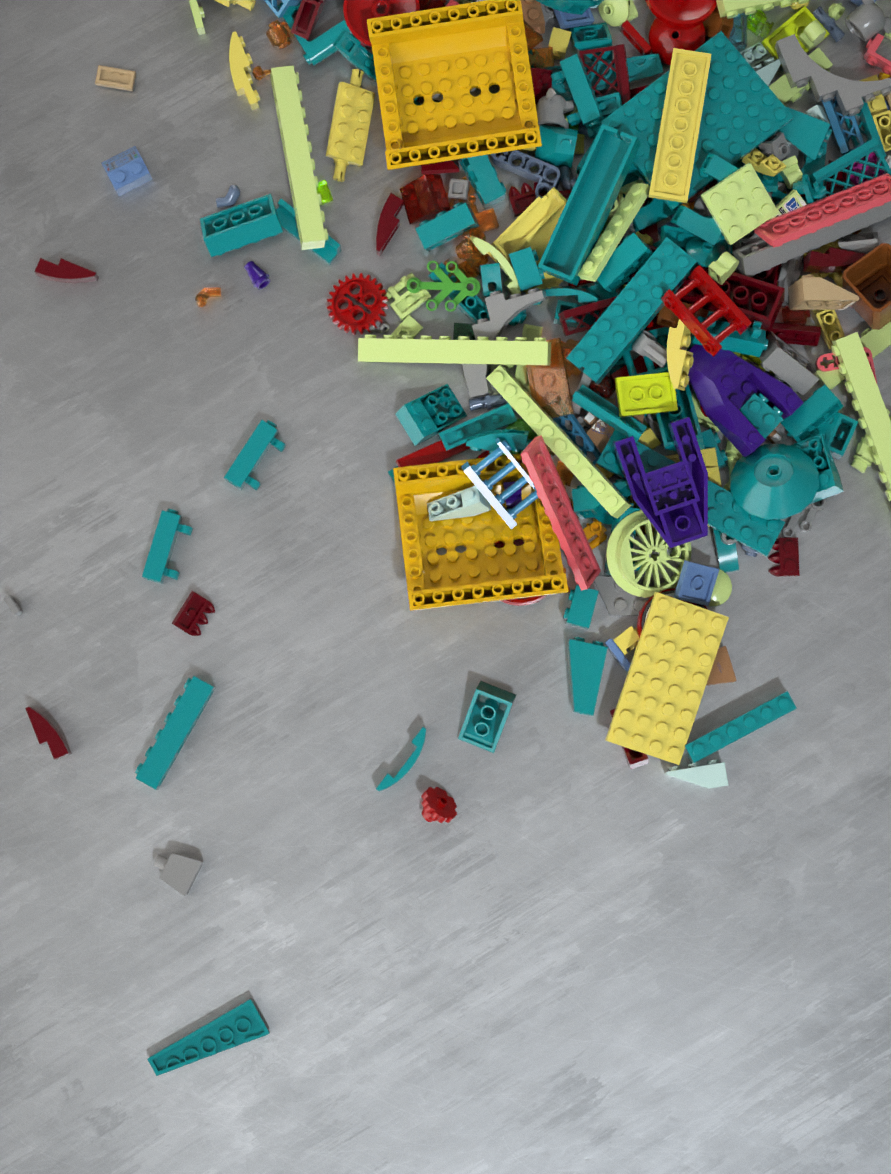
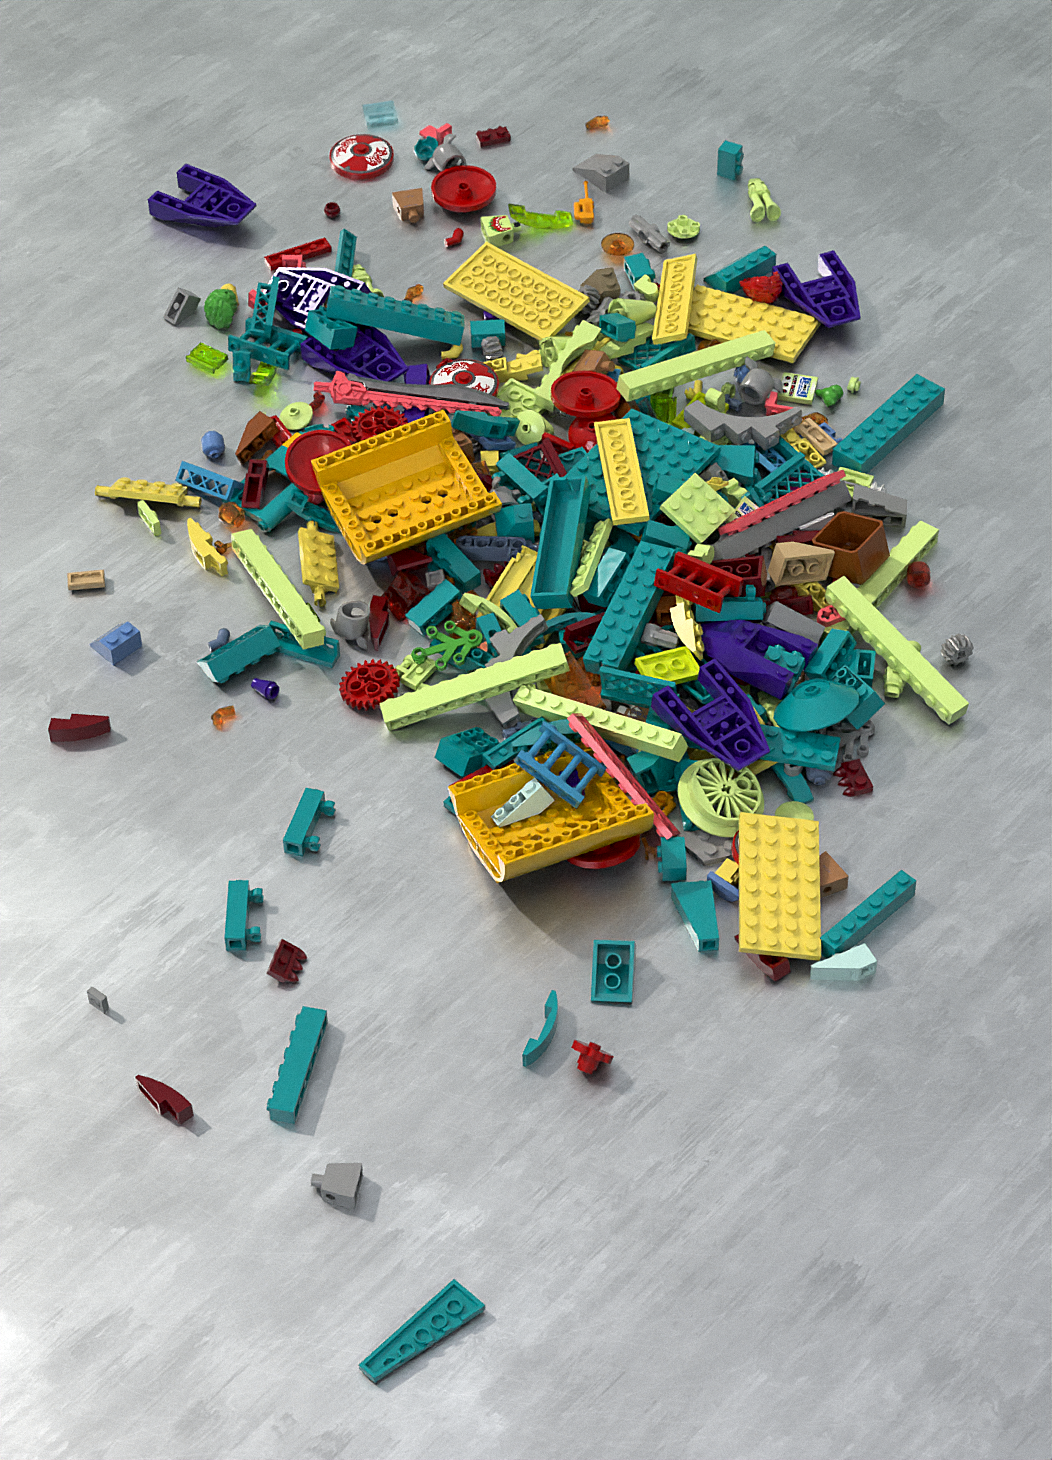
camera: 10 degrees left, 35 degrees down
(361, 222) = (352, 626): none -> light grey piece
(696, 583) = (775, 801): medium blue plate -> none

